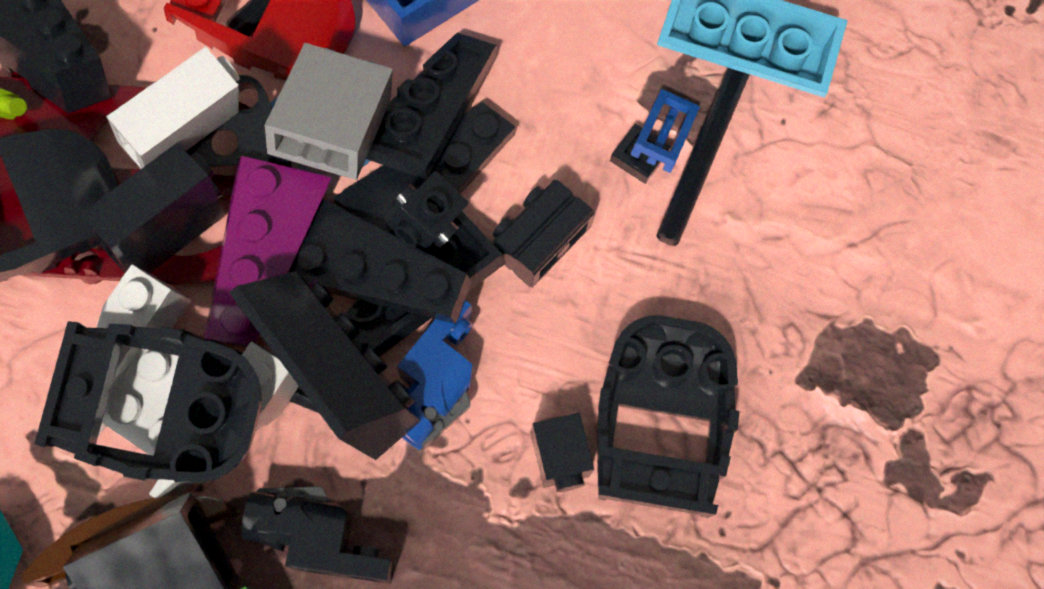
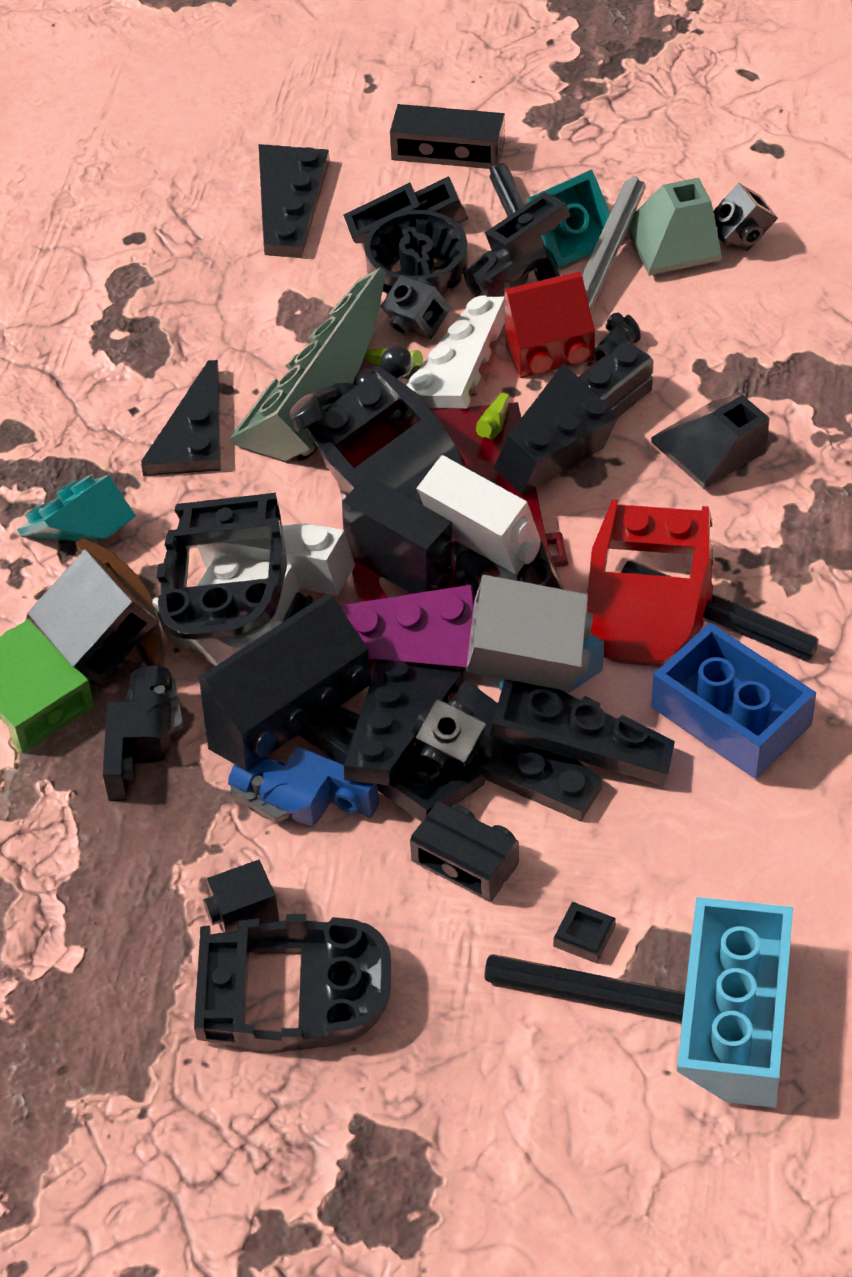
camera: 90 degrees right, 20 degrees down
(655, 150) = (607, 949): blue tile -> none

